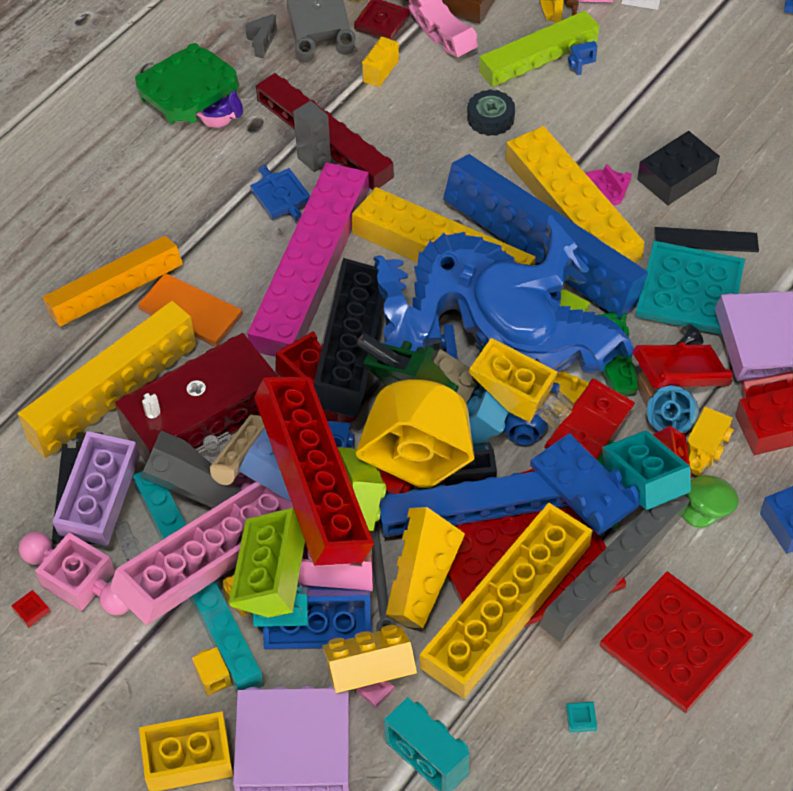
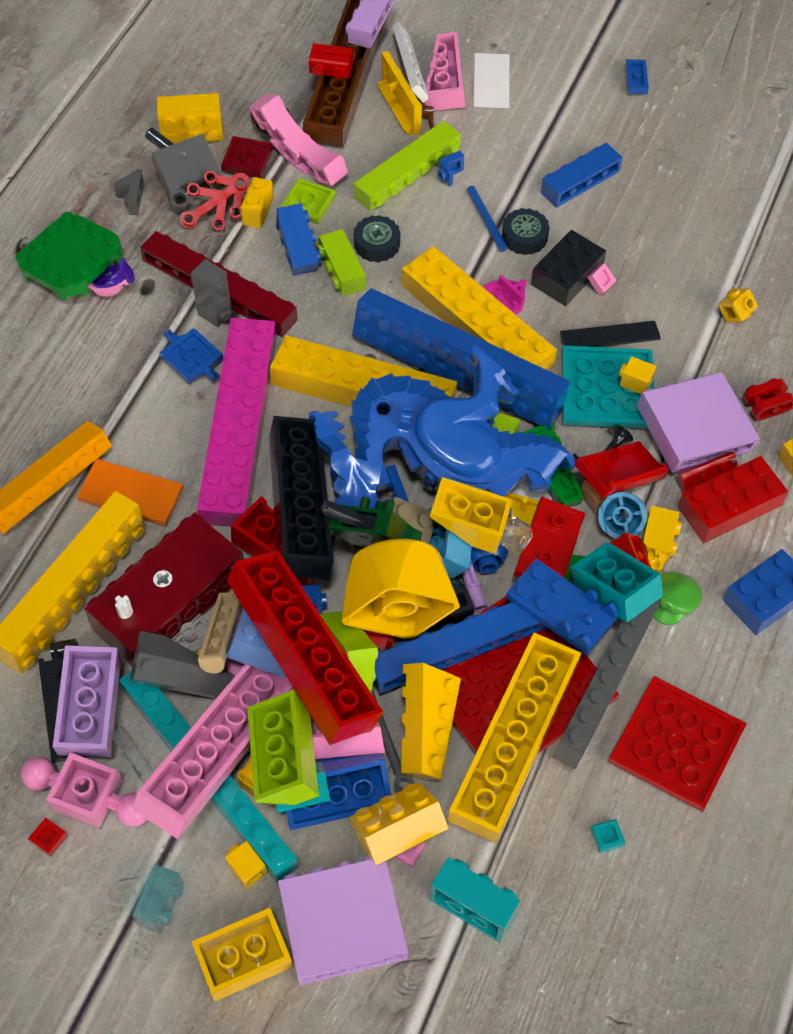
camera: 15 degrees left, 5 degrees up
(119, 685) = (158, 898): none -> clear light blue brick
(342, 52) = (218, 198): none -> plant
(411, 100) = (297, 239): none -> blue wedge
(432, 68) = (314, 198): none -> lime tile
(449, 129) = (341, 262): none -> lime brick
(503, 455) = (474, 589): none -> lavender axle
(616, 138) = (487, 219): none -> blue bar
(643, 127) = (525, 231): none -> black wheel
(710, 183) = (601, 278): none -> bright pink plate
(714, 82) = (581, 174): none -> blue brick
(721, 279) = (637, 375): none -> yellow brick

